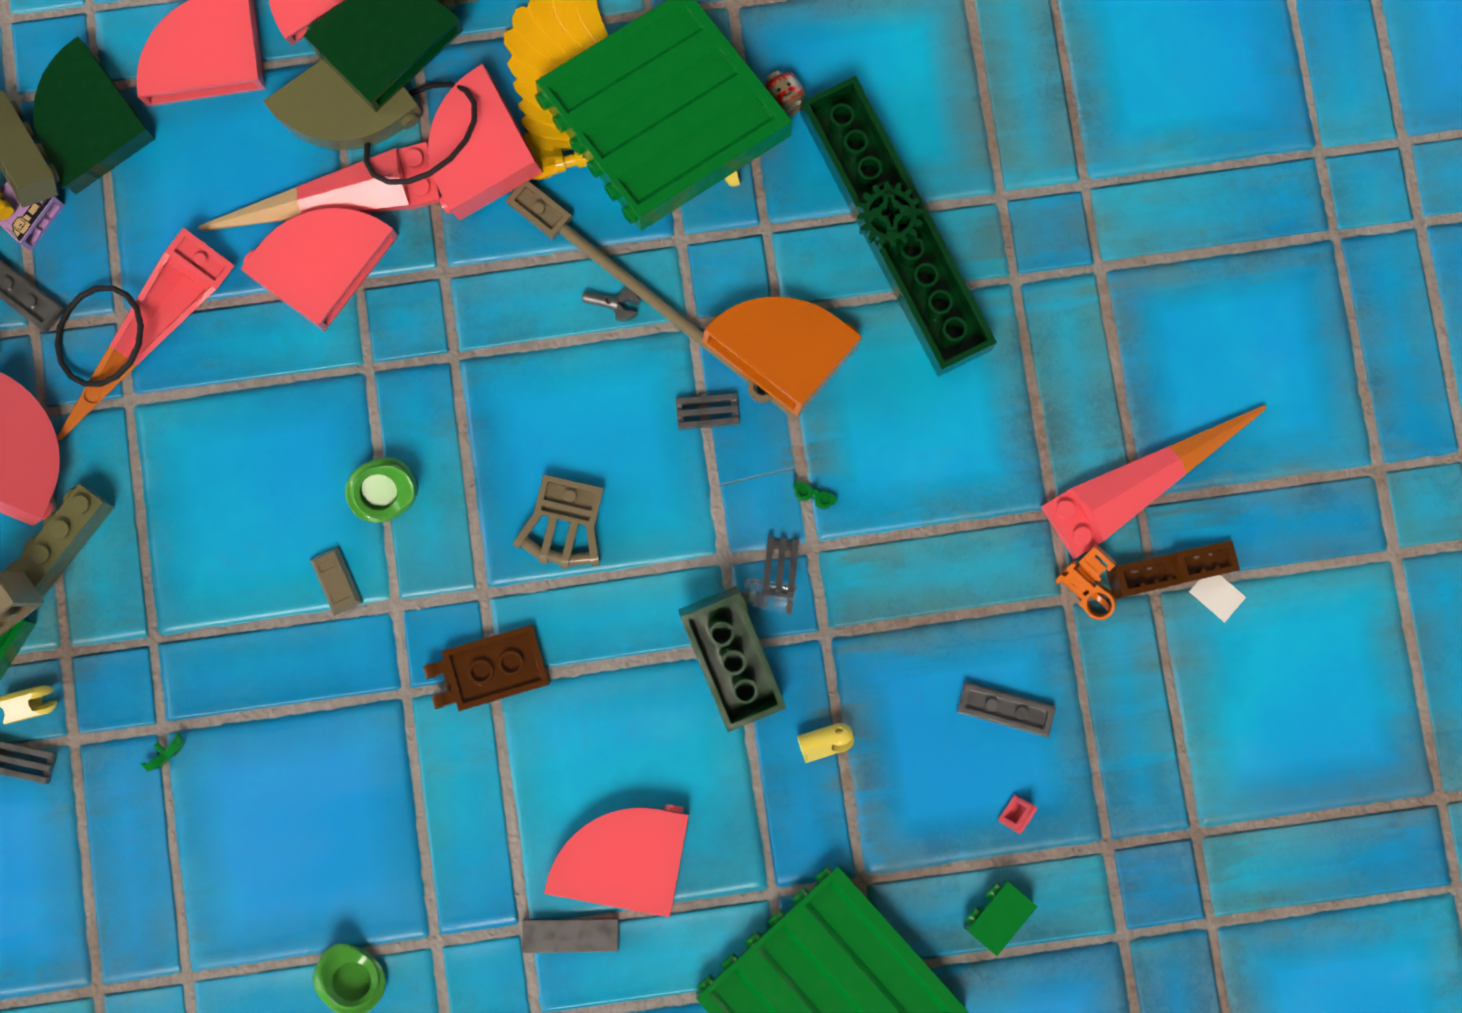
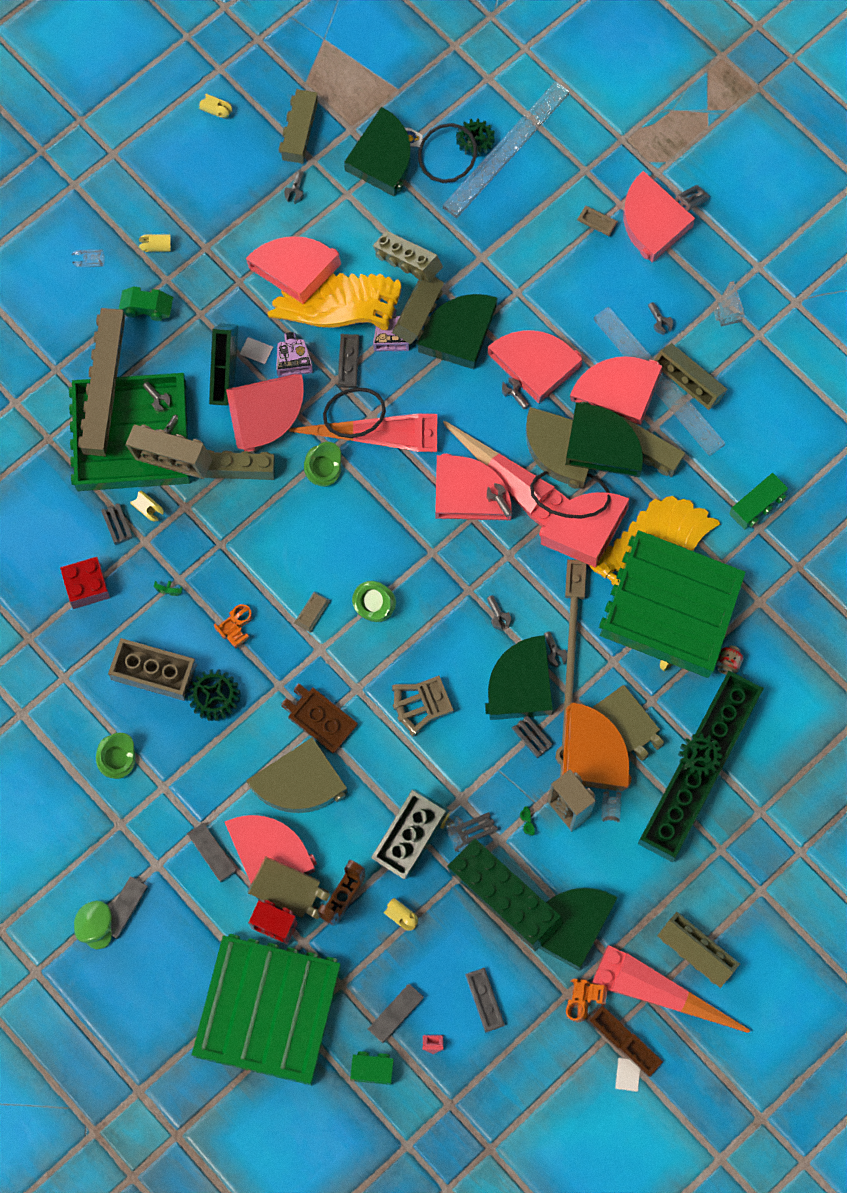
camera: 55 degrees right, 10 degrees down
(73, 862) = (85, 582): none -> red brick
(141, 426) = (323, 464): none -> bright green piece
(239, 108) = (515, 393): none -> flat silver bar
(263, 851) = (152, 669): none -> dark tan brick
(283, 705) = (231, 628): none -> orange piece
(352, 777) = (220, 699): none -> dark green gear
(360, 229) = (499, 499): none -> flat silver bar
(513, 340) = (498, 614): none -> flat silver bar
(556, 755) = (299, 781): none -> olive brick
(626, 375) = (520, 682): none -> dark green brick
(692, 869) = (287, 888): none -> olive tile
(723, 919) = (273, 921): none -> red brick
(769, 840) = (353, 871): none -> reddish brown connector
(775, 273) = (631, 721): none -> olive tile
(836, 419) = (571, 800): none -> dark tan brick
(869, 375) = (611, 806): none -> clear piece
(895, 591) = (505, 894): none -> dark green brick
(946, 836) = (395, 1013): none -> flat silver tile
(985, 534) = (582, 917): none -> dark green brick
(1127, 396) = (698, 949): none -> olive brick

